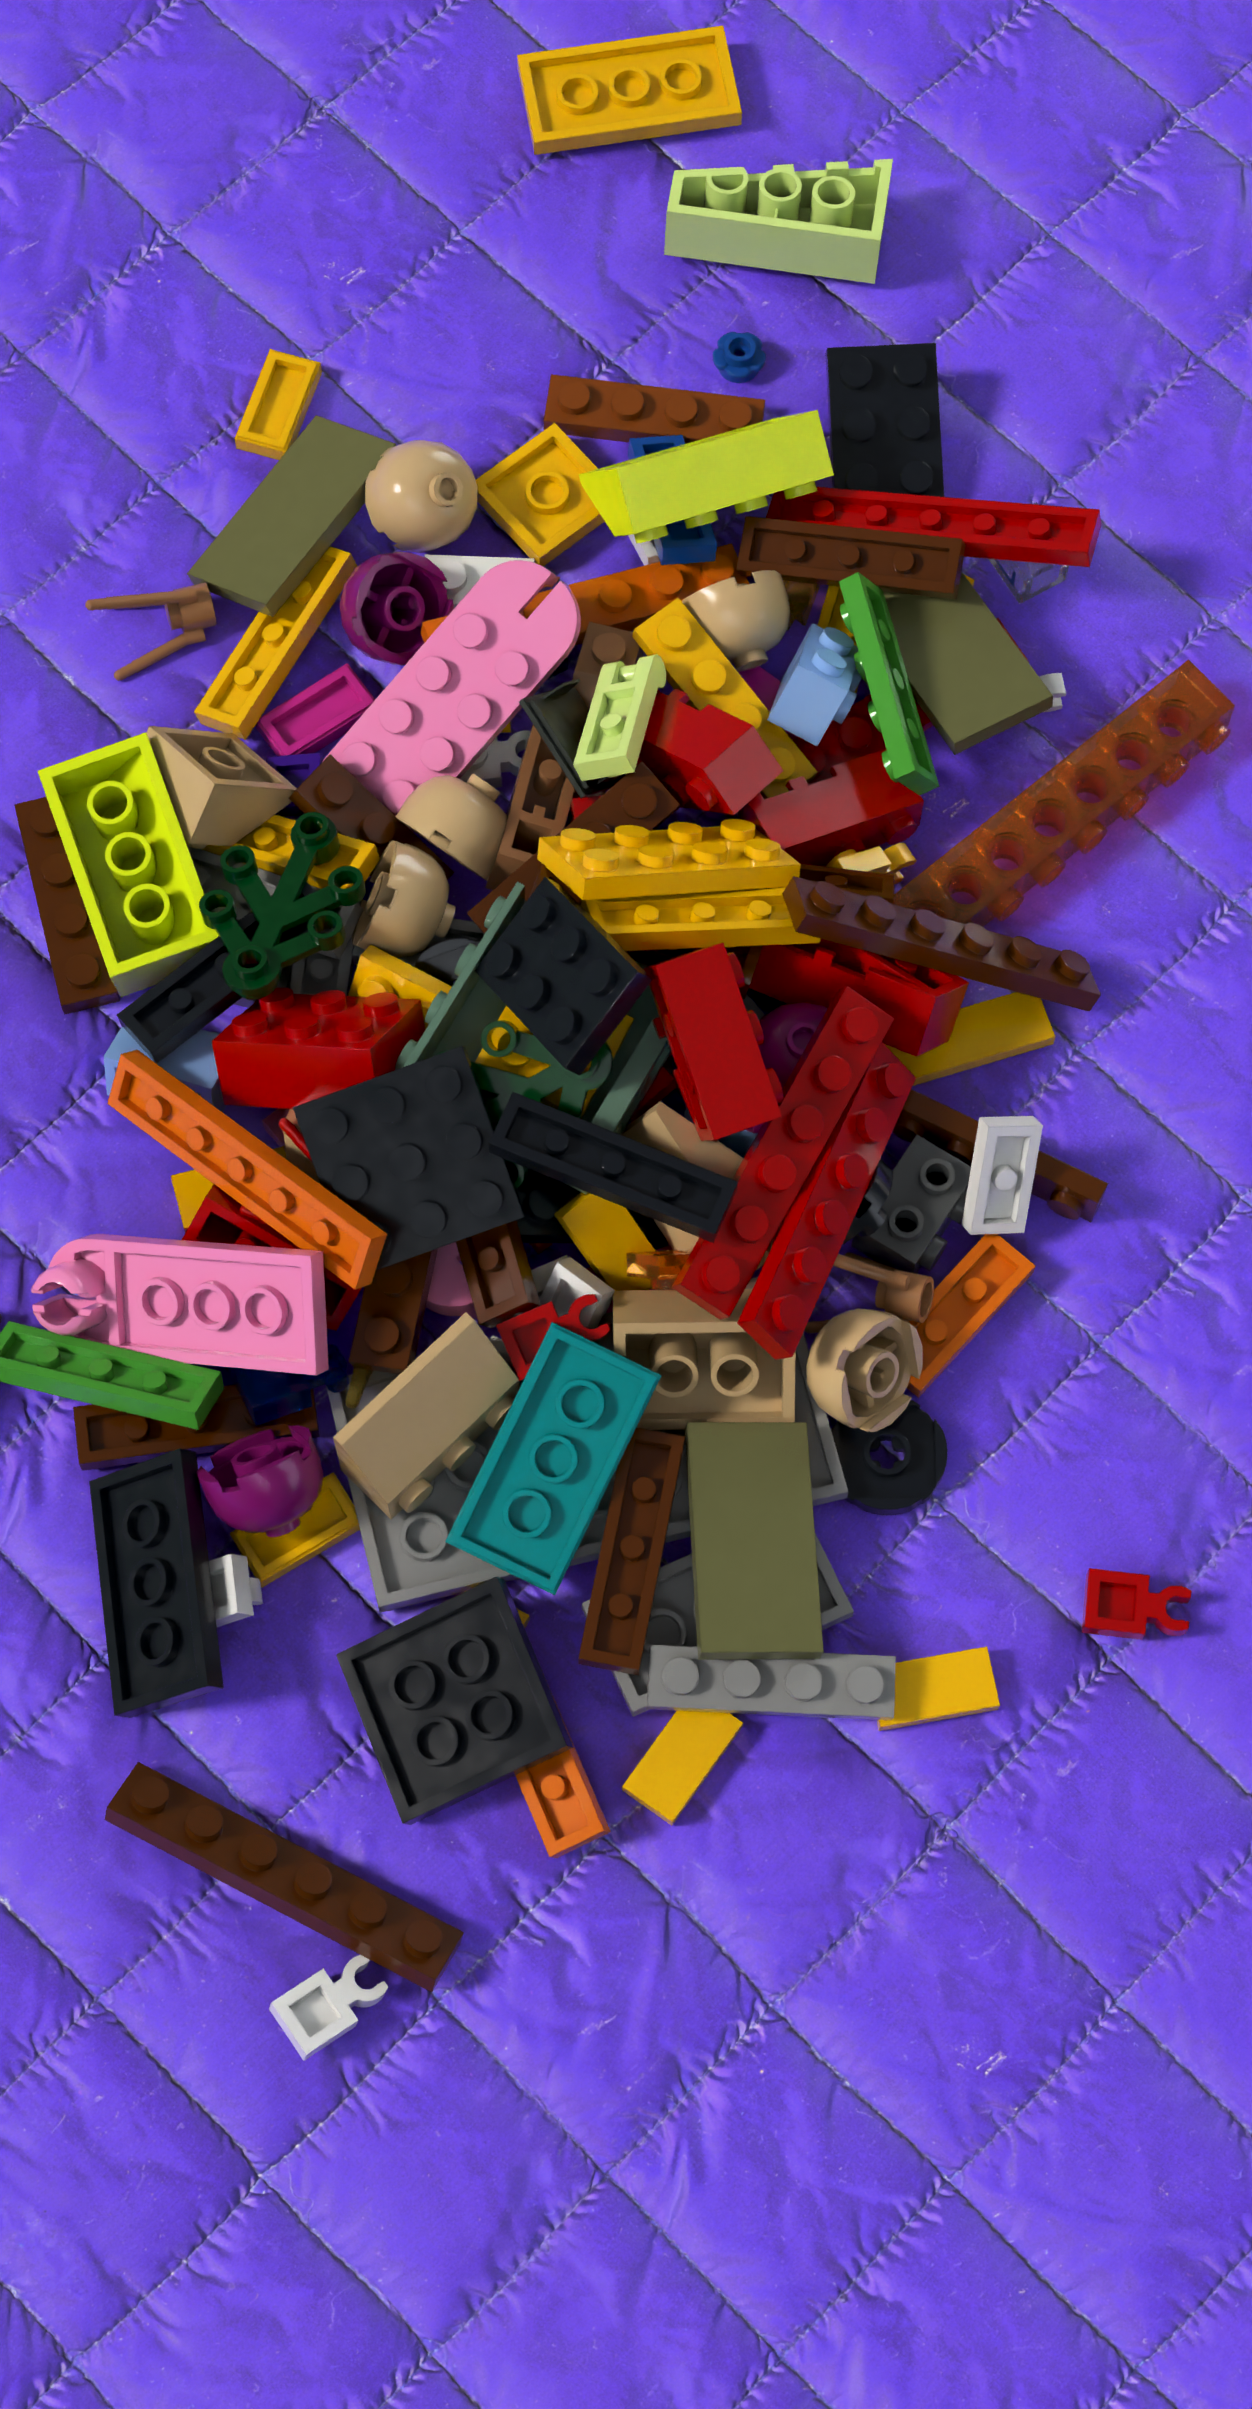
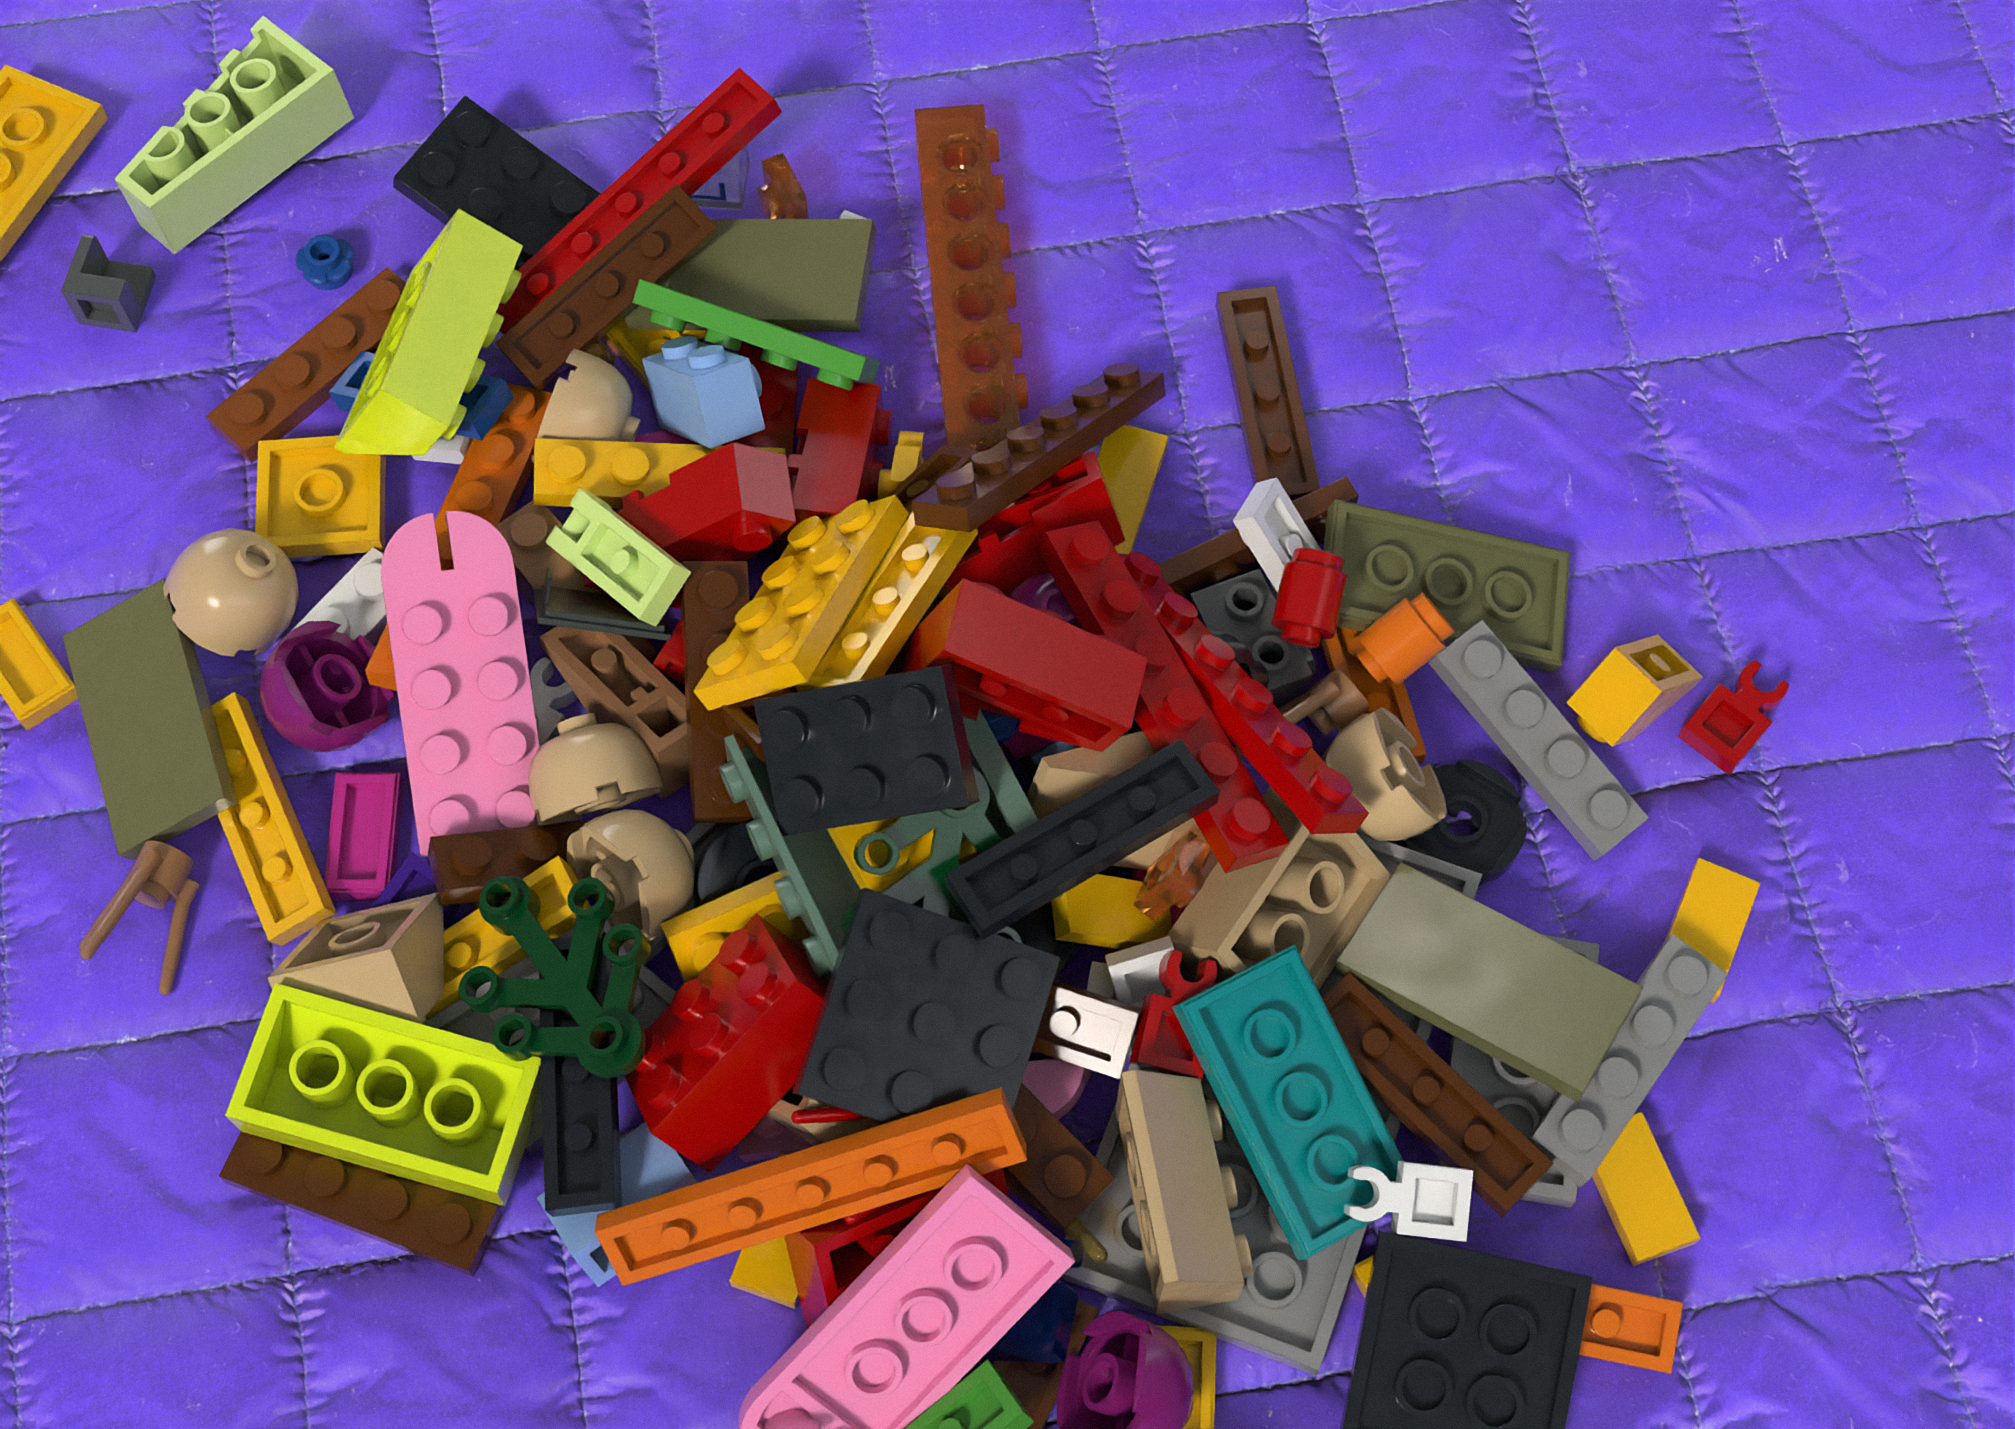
camera: 55 degrees left, 5 degrees down
(543, 1593) = (1423, 1199): none -> white plate
(601, 232) = (105, 290): none -> dark grey panel
(963, 1215) = (1309, 597): none -> red brick
(990, 1309) = (1403, 639): none -> orange brick
(994, 1466) = (1538, 740): none -> light grey plate
(1044, 622) = (782, 193): none -> clear orange plate
(1074, 1317) = (1463, 572): none -> olive tile
(1097, 1513) = (1632, 690): none -> yellow slope
(1149, 1085) = (1266, 389): none -> reddish brown plate

